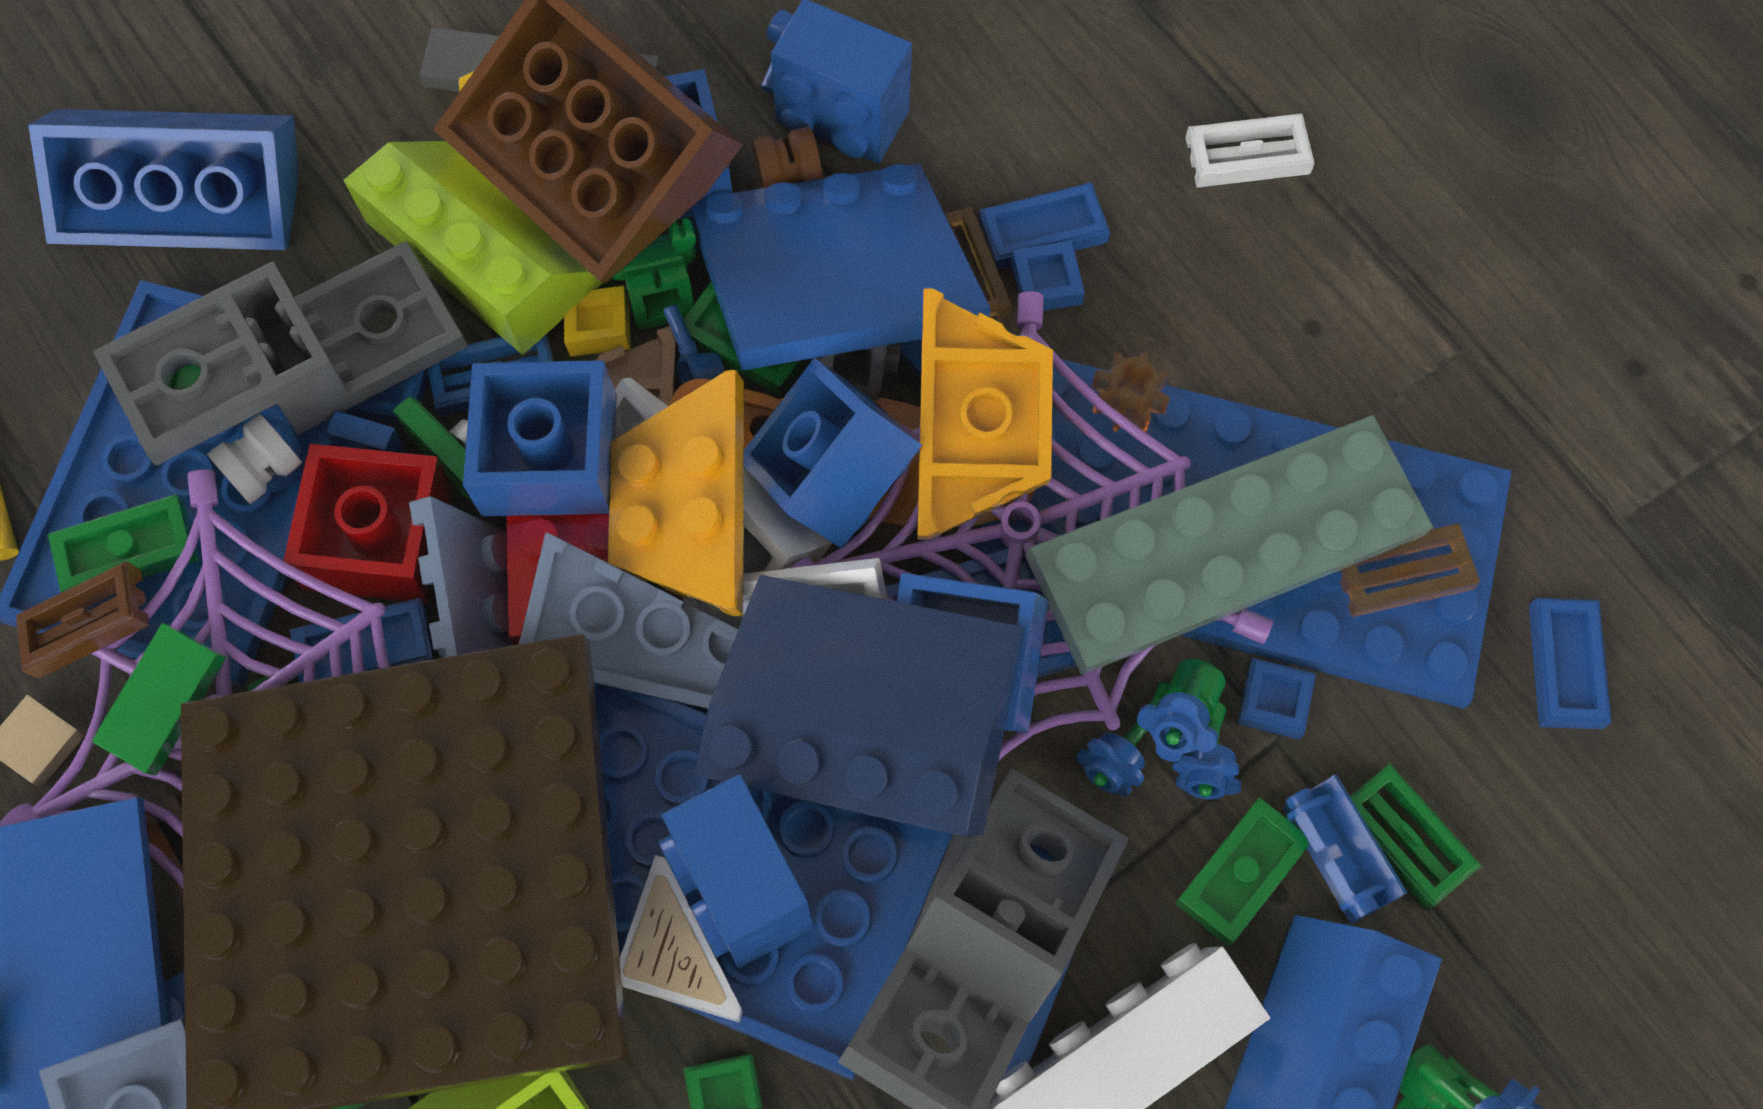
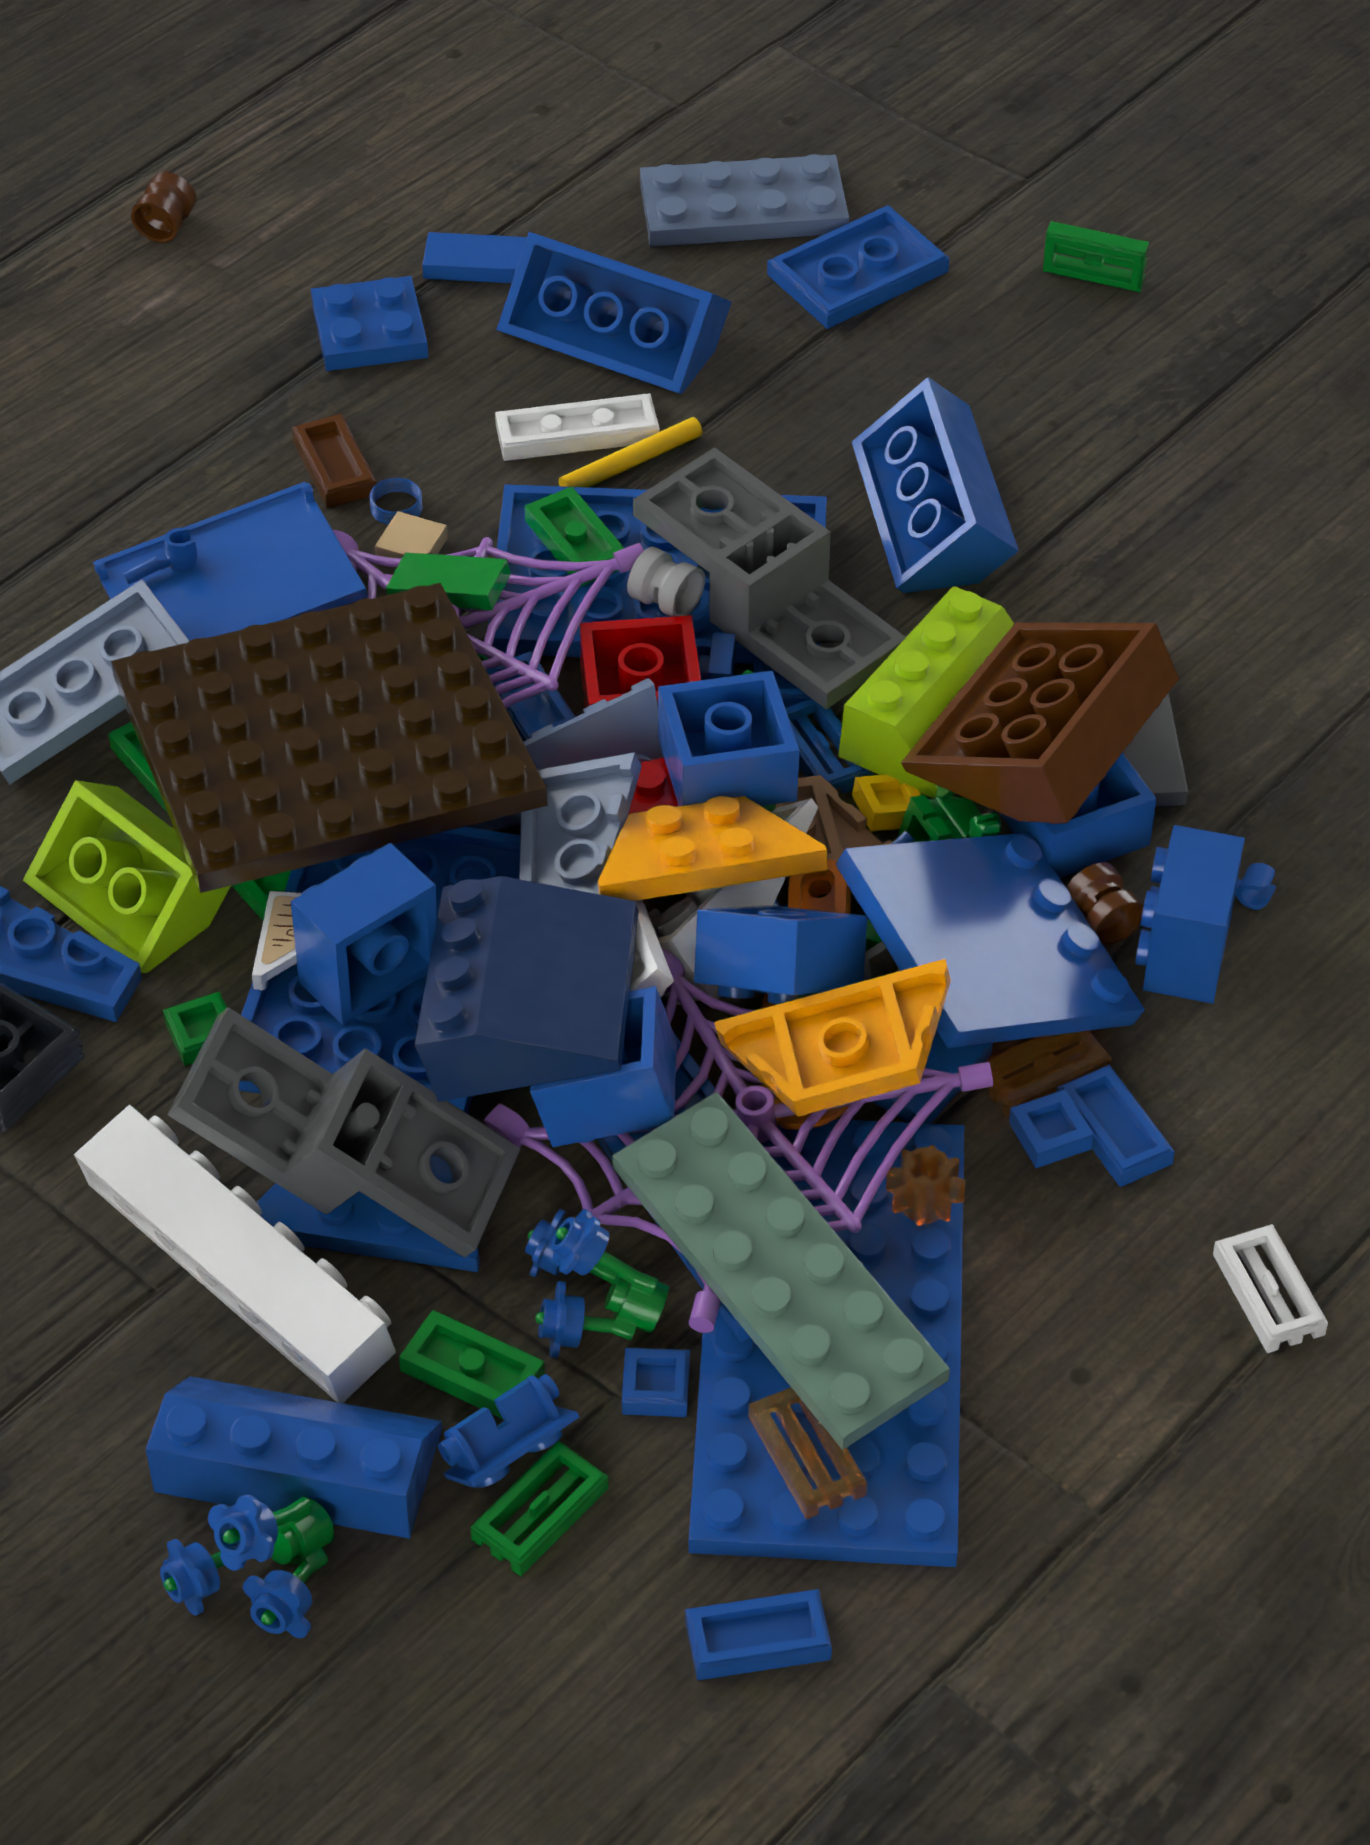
camera: 80 degrees right, 20 degrees down
(81, 629) = (506, 525): reddish brown tile -> none

